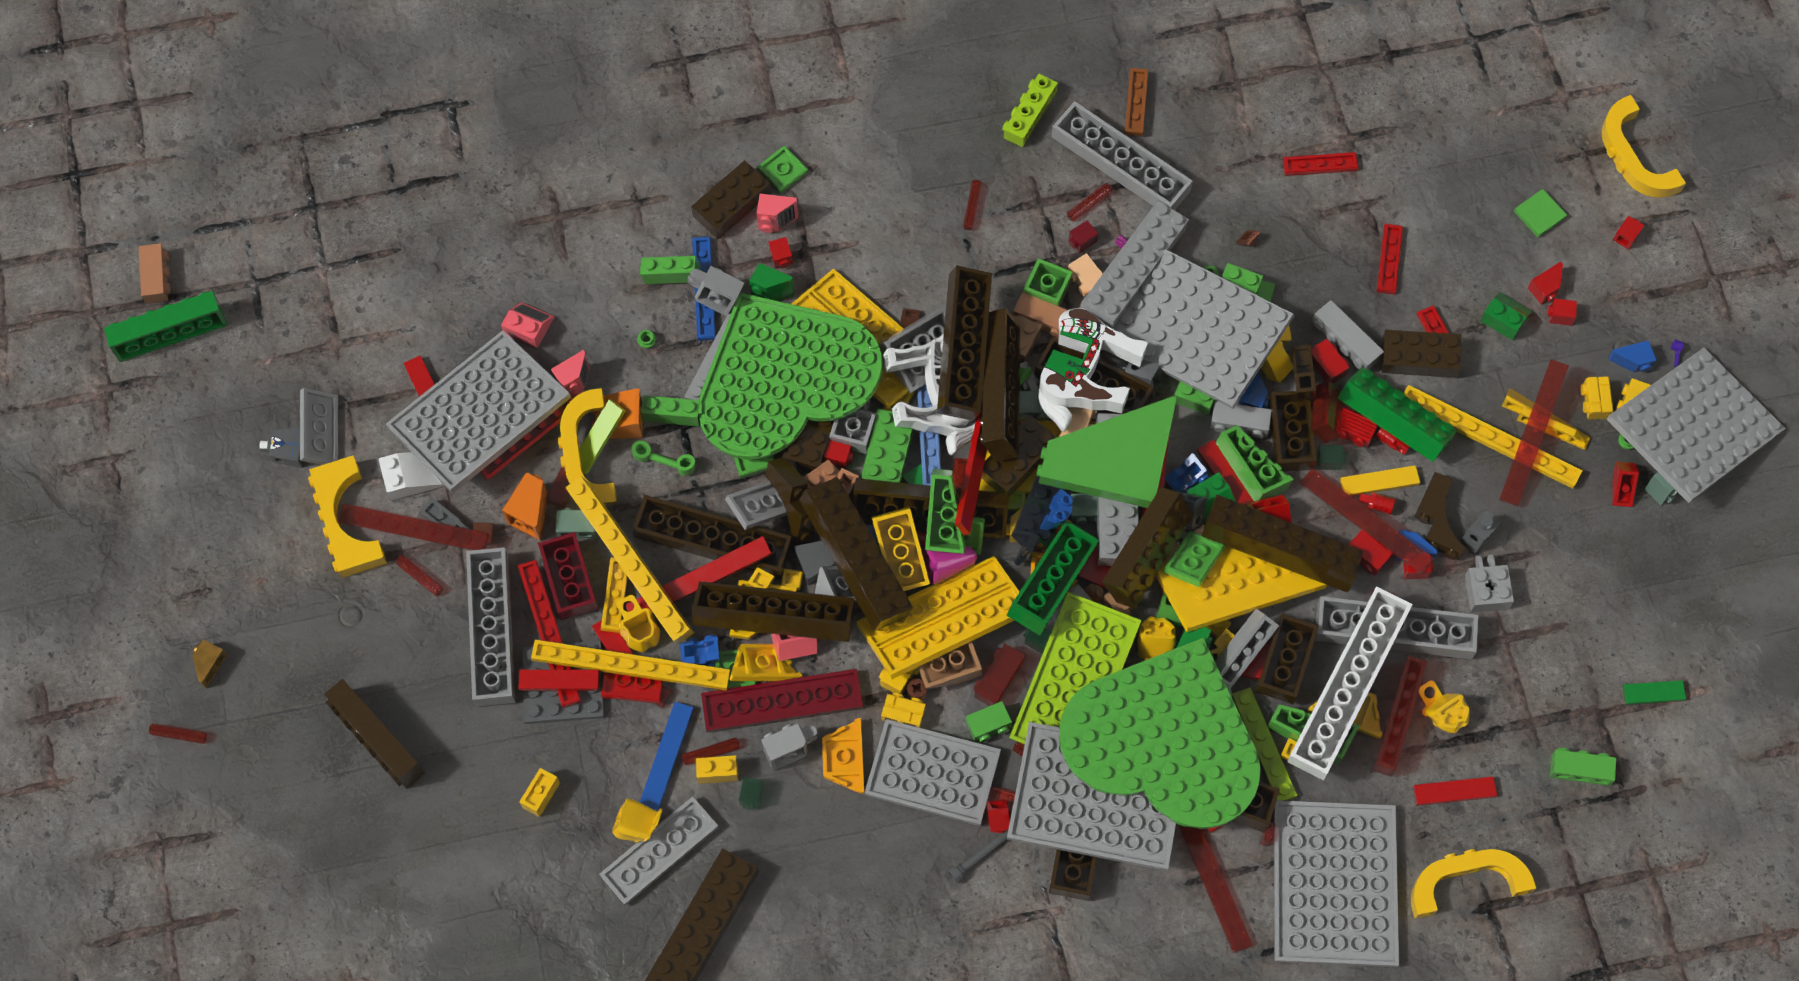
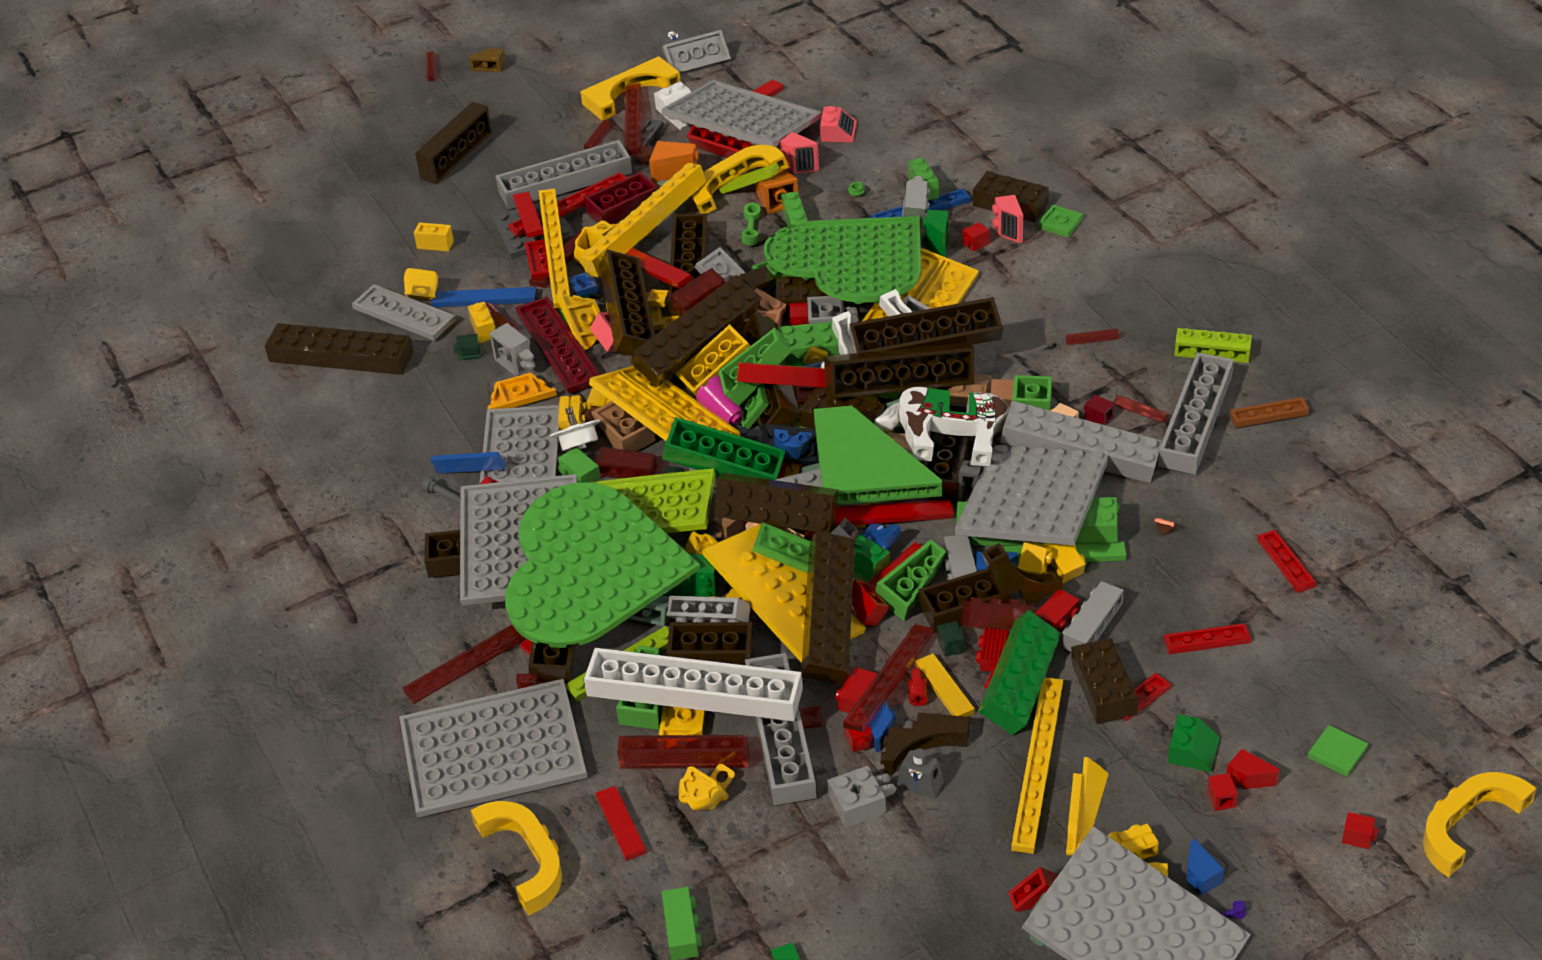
camera: 75 degrees right, 25 degrees down
(789, 537) = (696, 291): none -> clear red brick
(911, 457) = (814, 355): none -> yellow plate
(947, 710) = (577, 434): none -> white piece
(948, 826) = (468, 462): none -> blue tile
(1533, 432) = (1055, 788): clear red tile -> none

